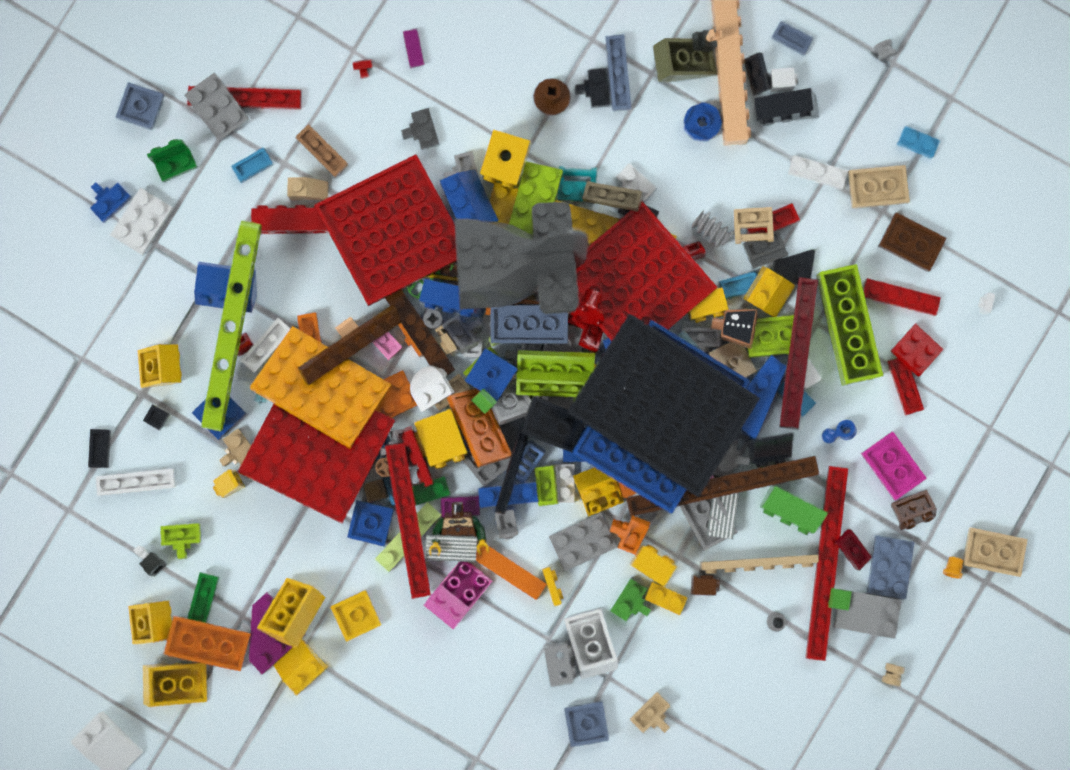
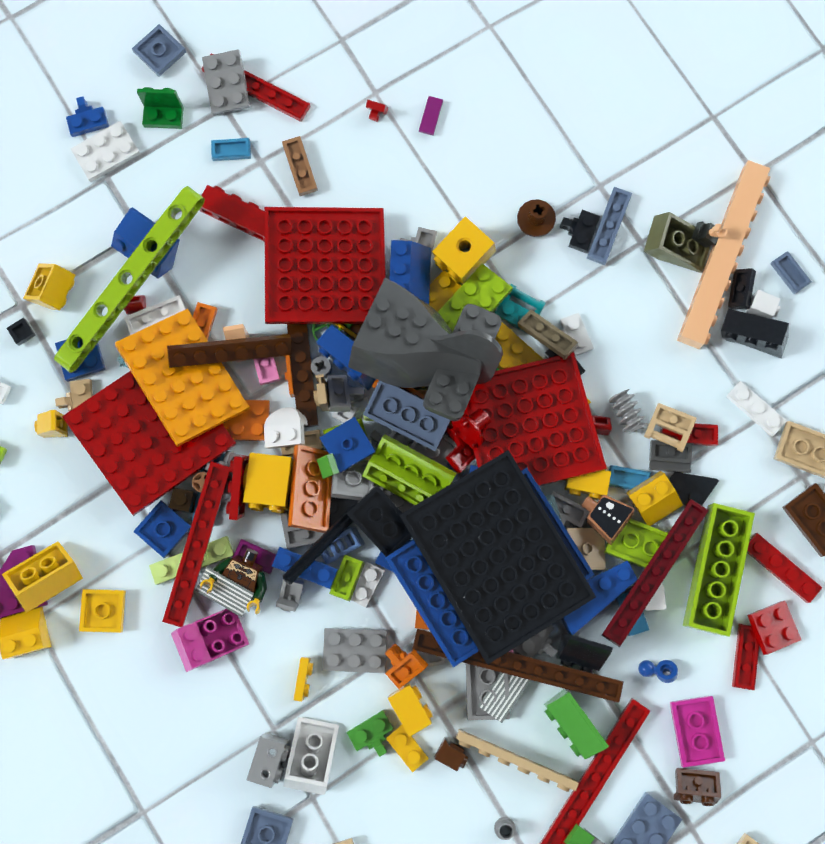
camera: 30 degrees right, 5 degrees down
(307, 189) = (267, 192): tan slope -> none
(422, 129) = (401, 191): dark grey hinge -> none
(431, 492) = (241, 528): green plate -> none
(511, 572) = (271, 644): orange tile -> none
(597, 491) = (393, 608): yellow slope -> none
(712, 118) = (668, 297): blue plate -> none
(853, 549) = (617, 795): dark red plate -> none

